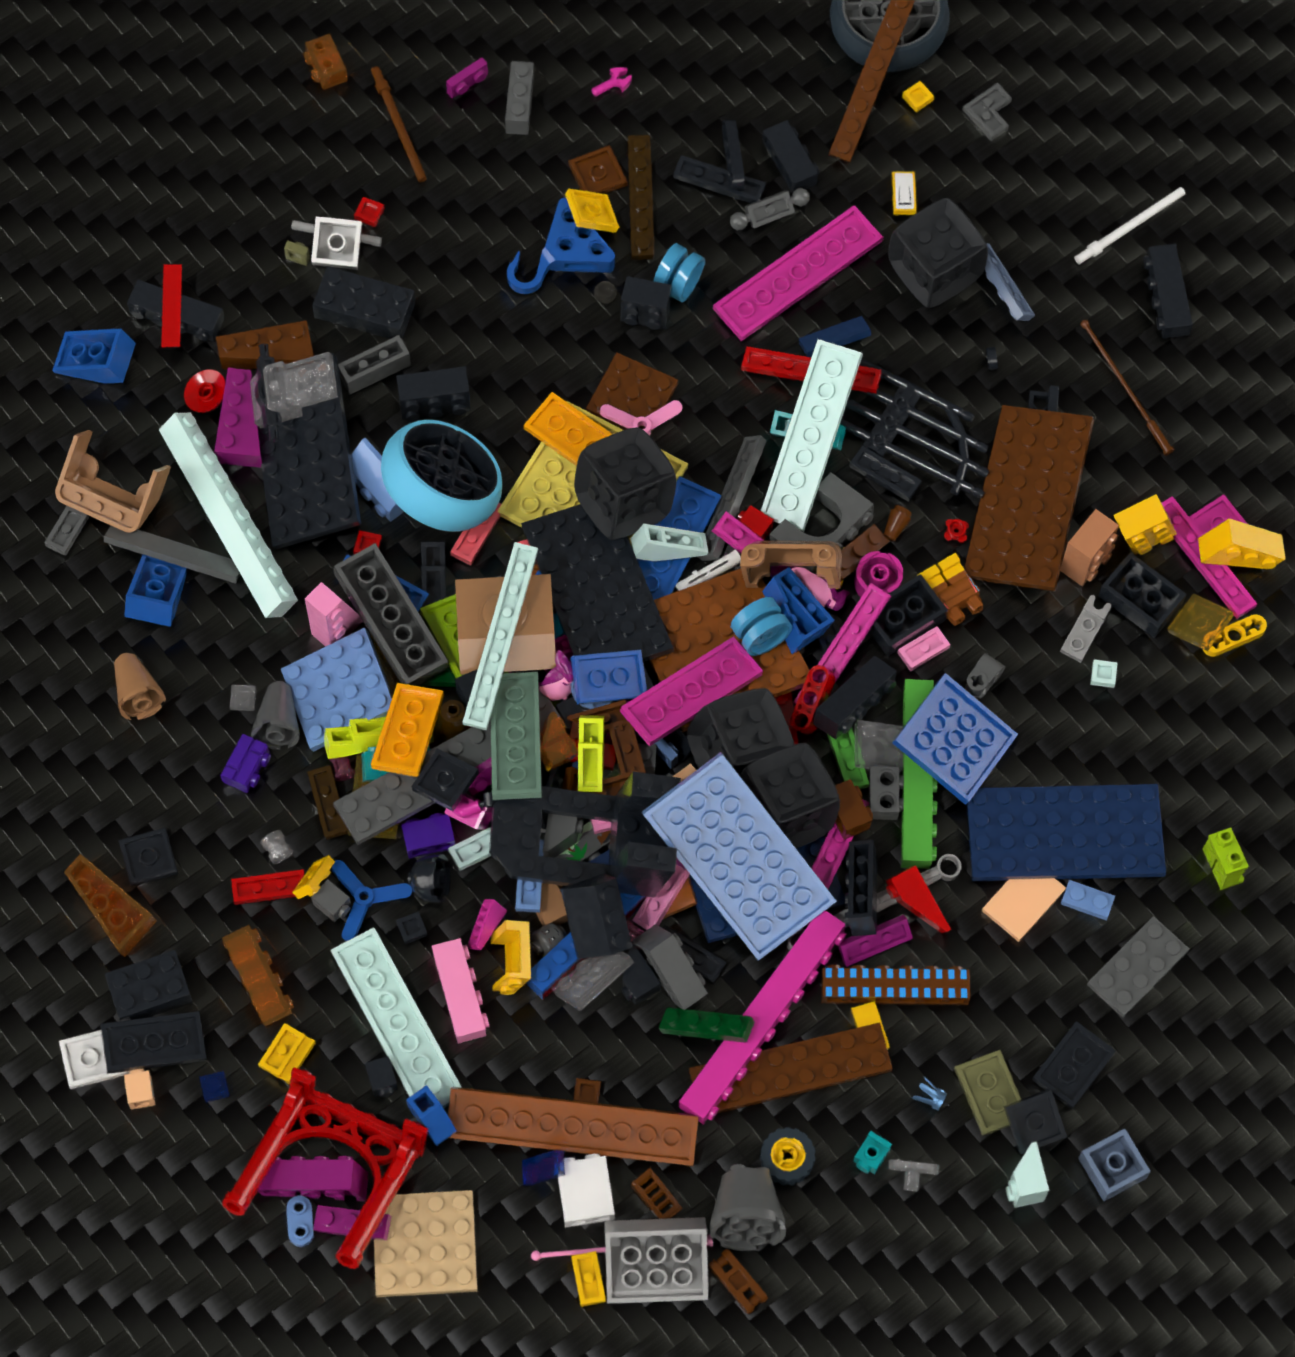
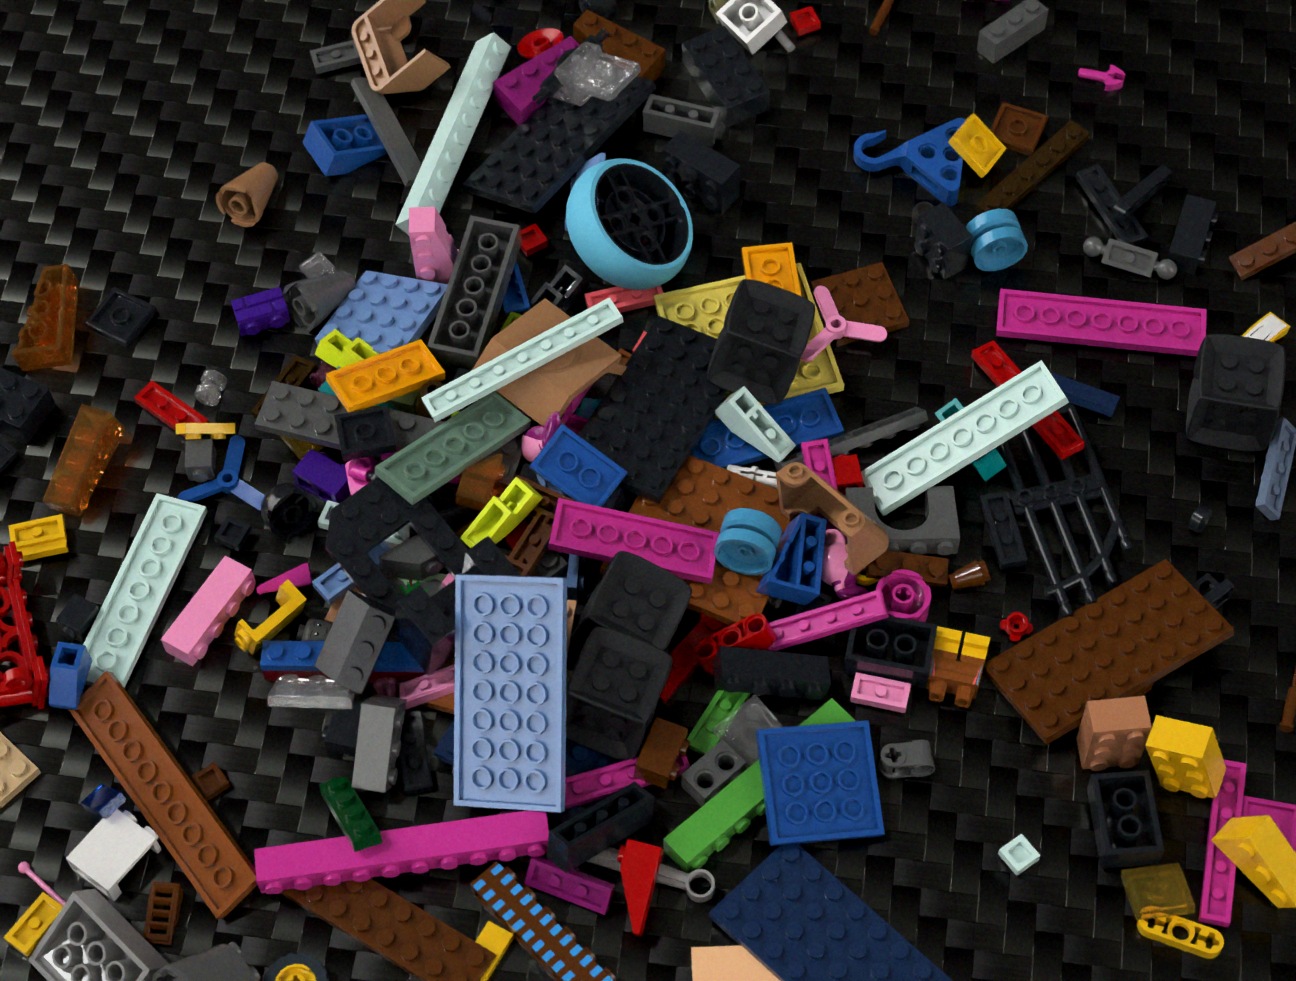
camera: 50 degrees right, 10 degrees down
(1085, 630) = (1044, 804): light grey plate -> none

